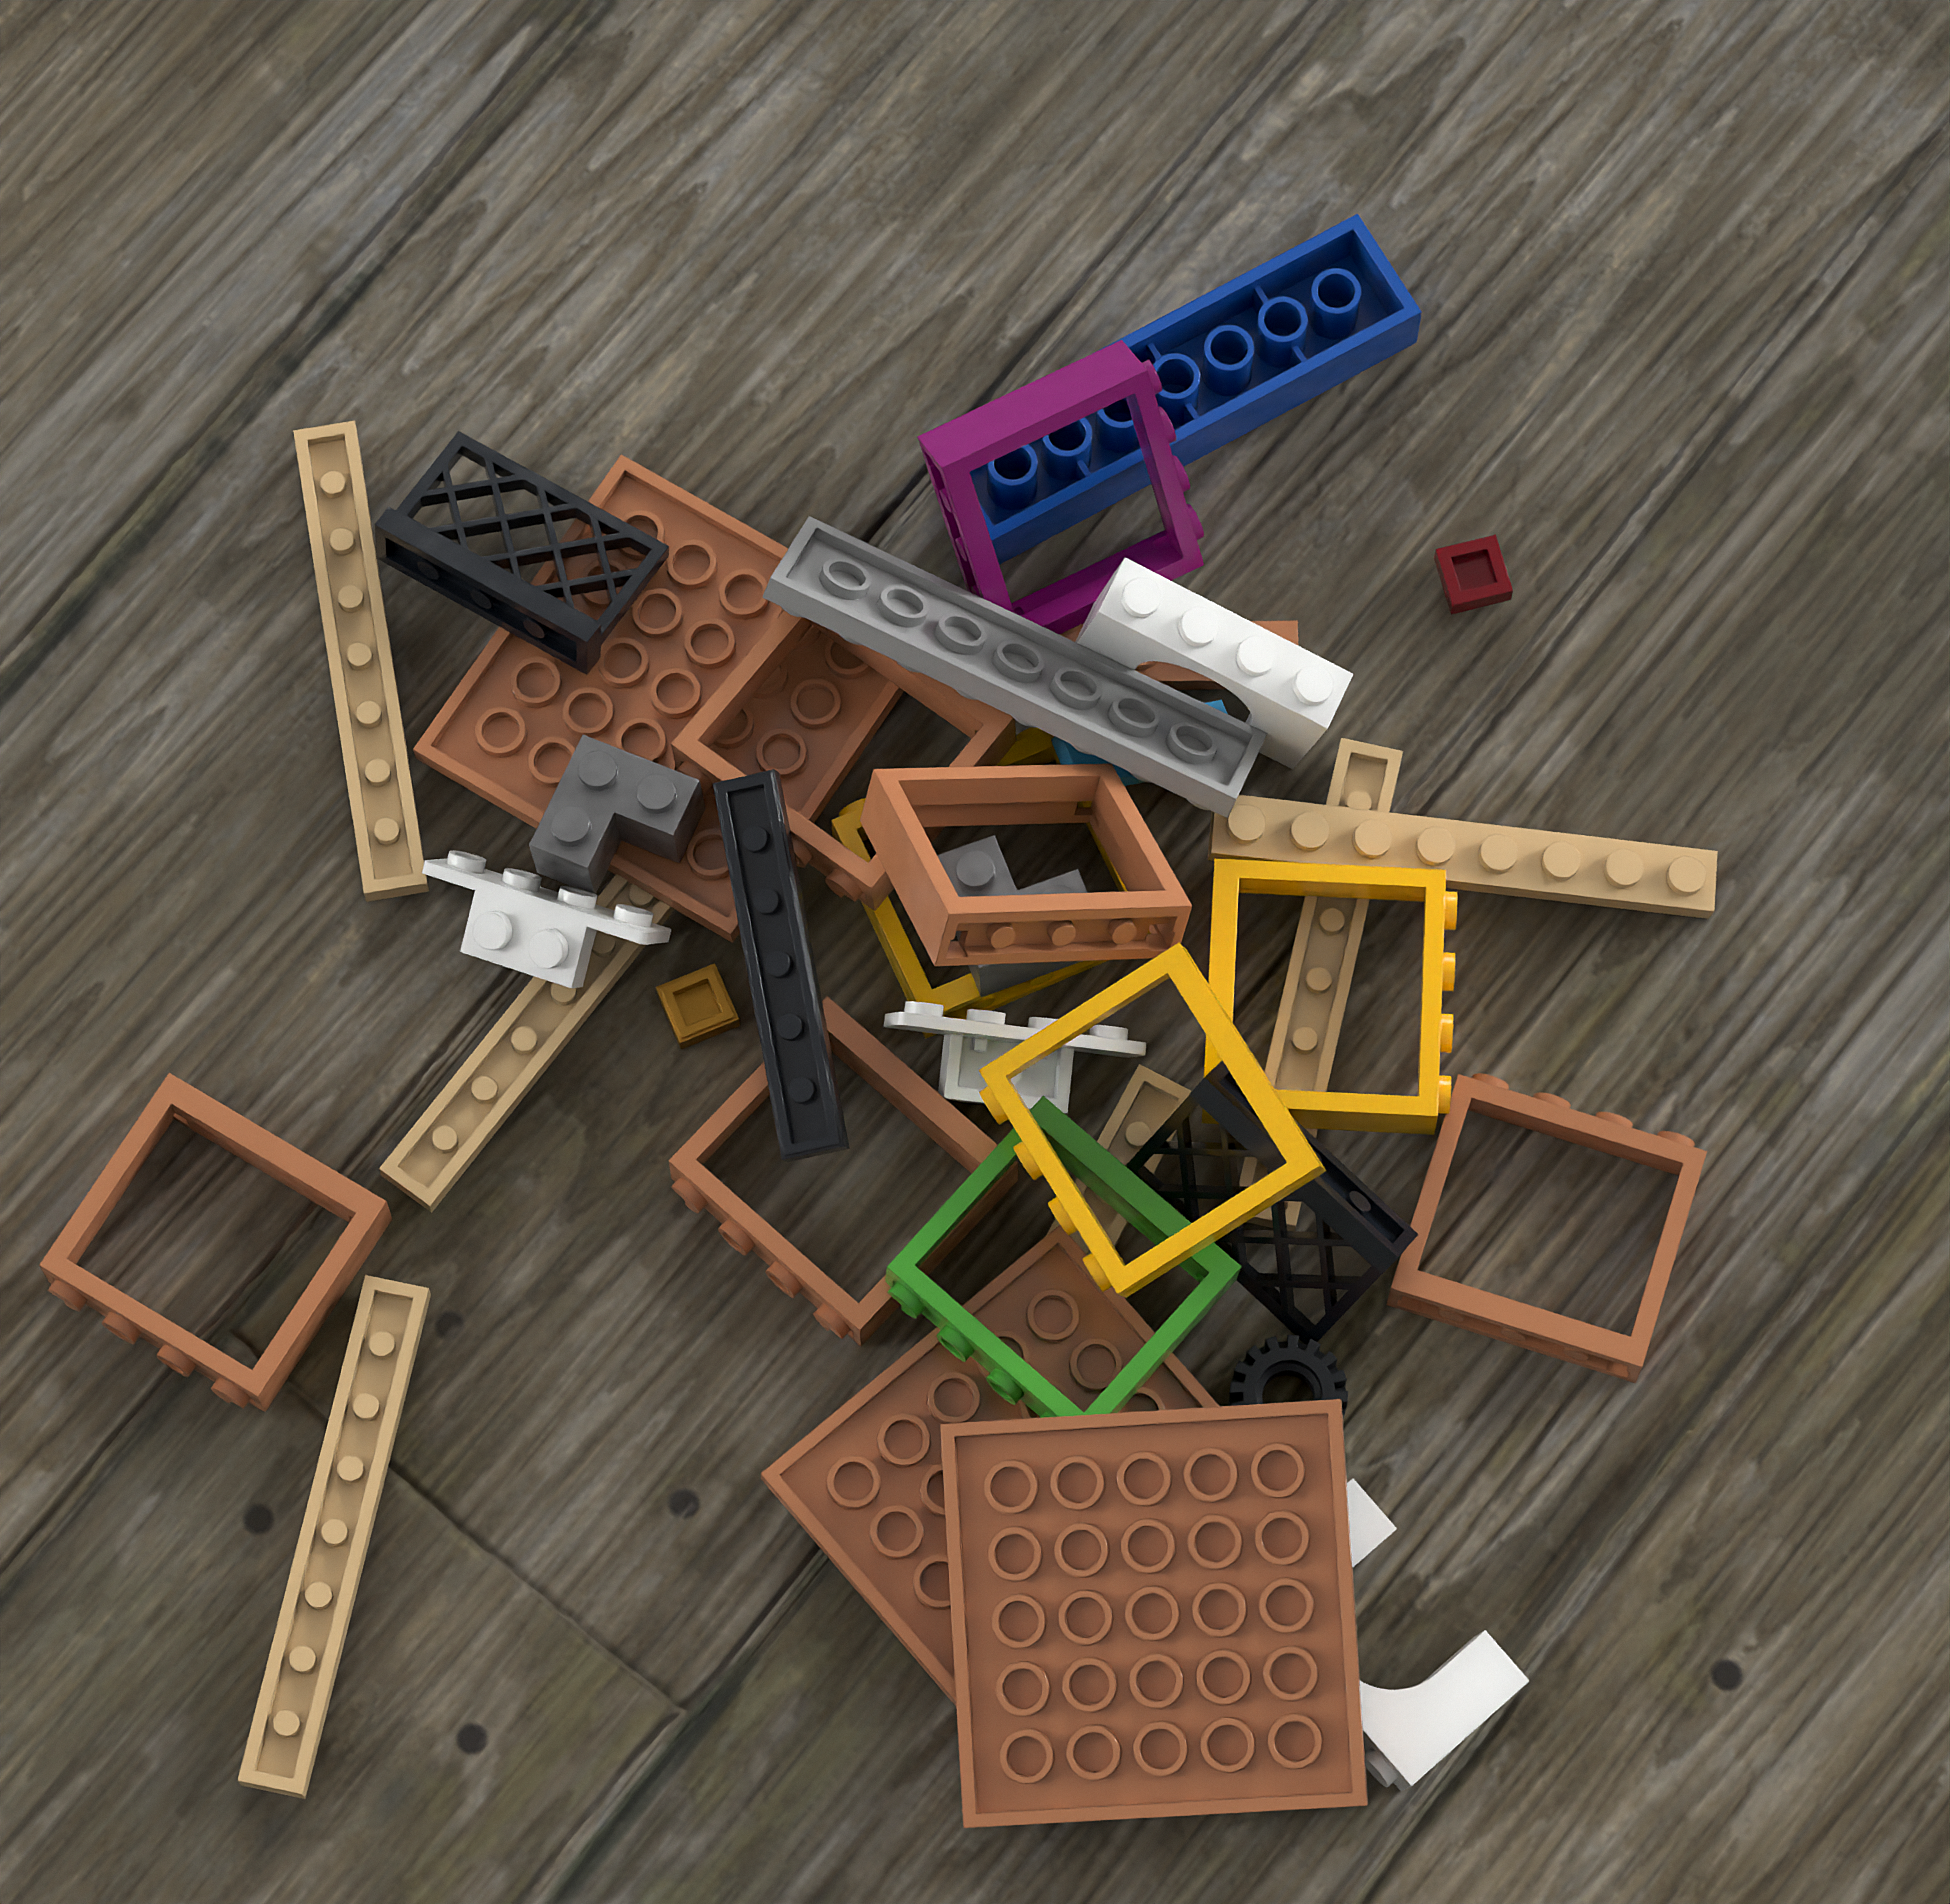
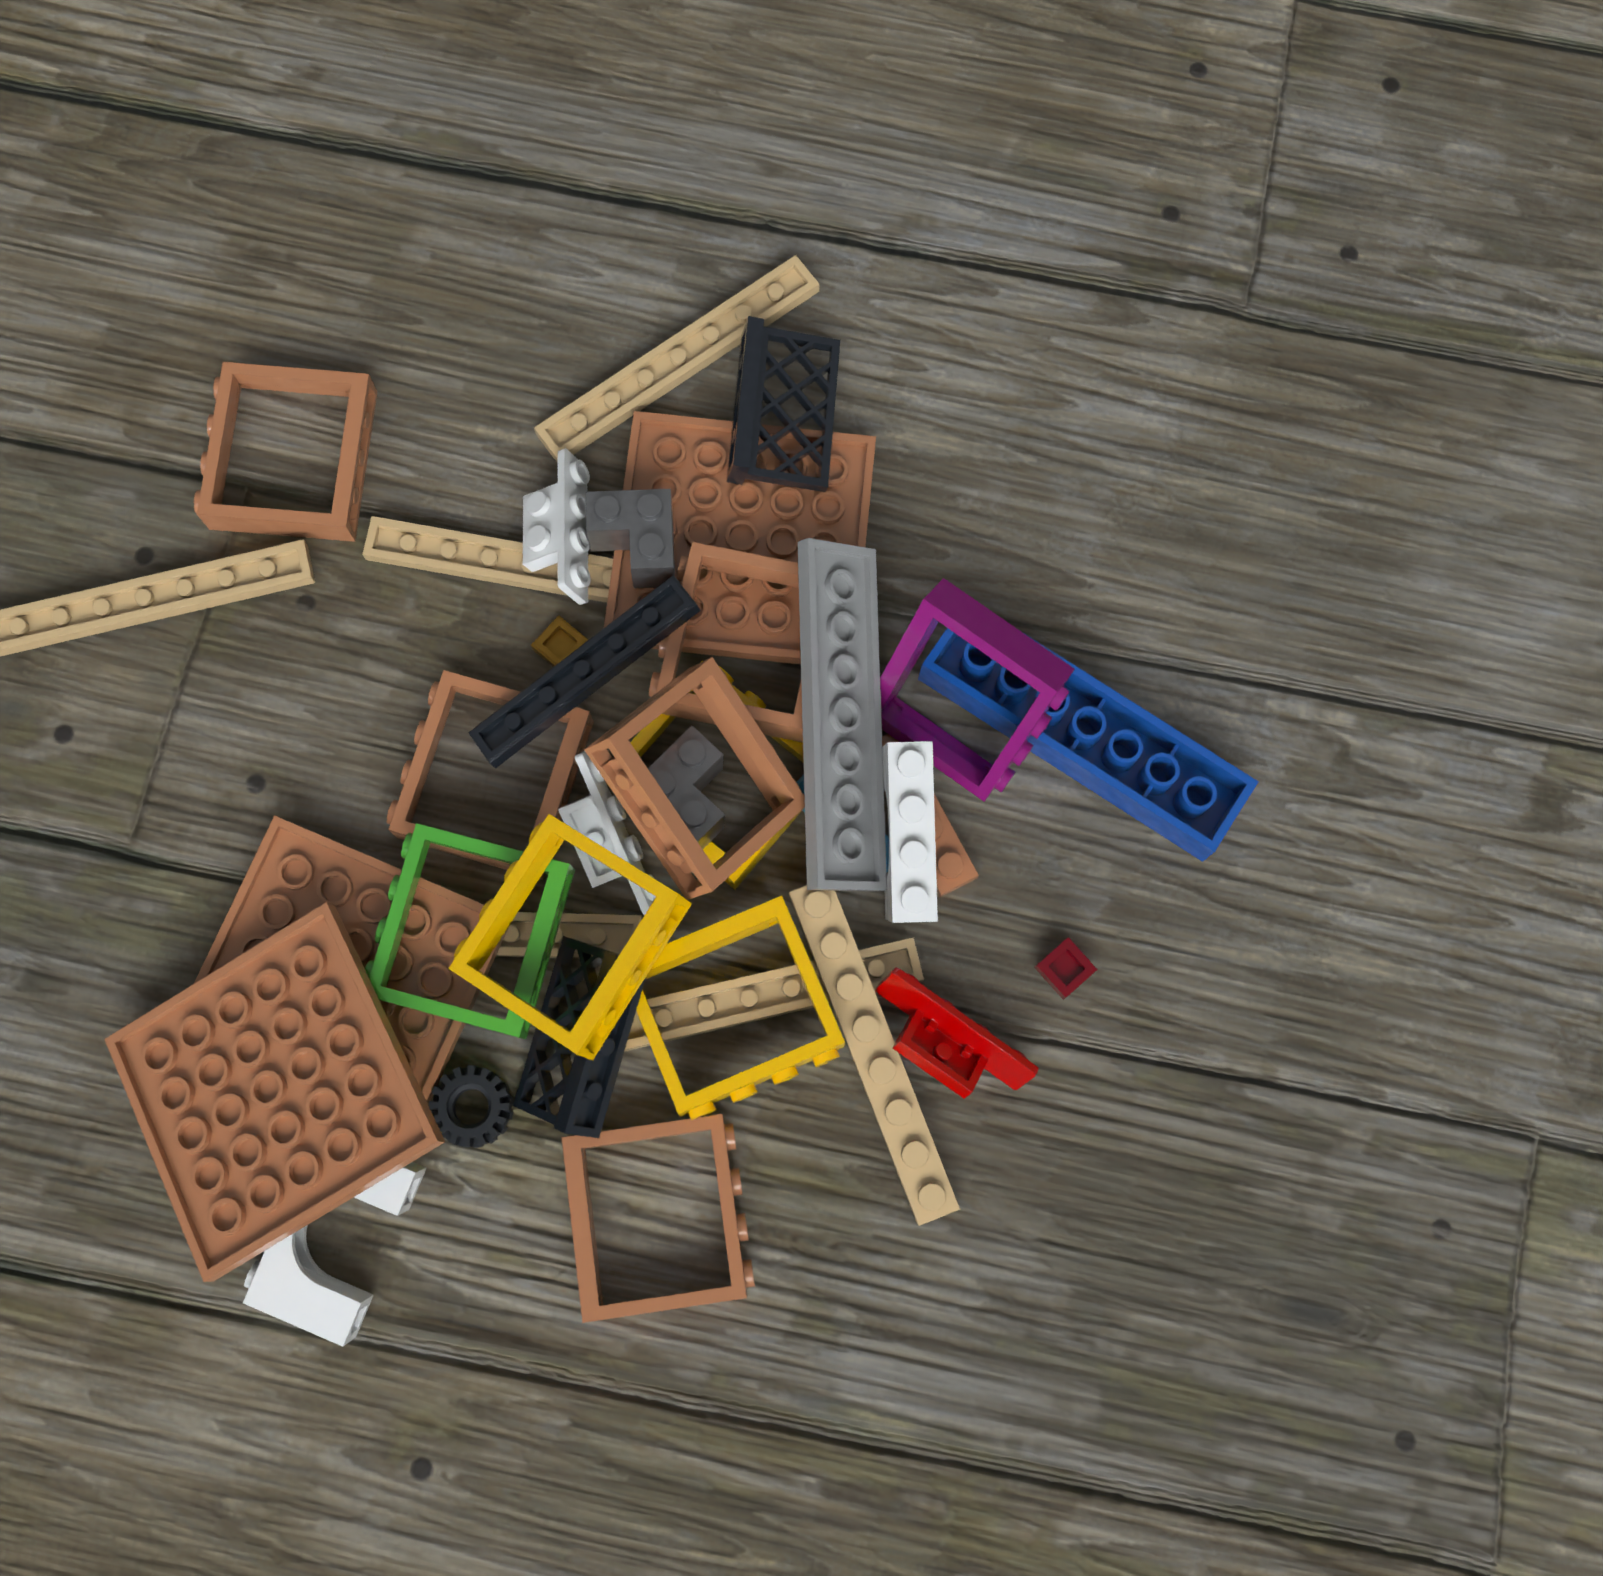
camera: 60 degrees right, 5 degrees up
(1498, 755) = (948, 1041): none -> red bracket

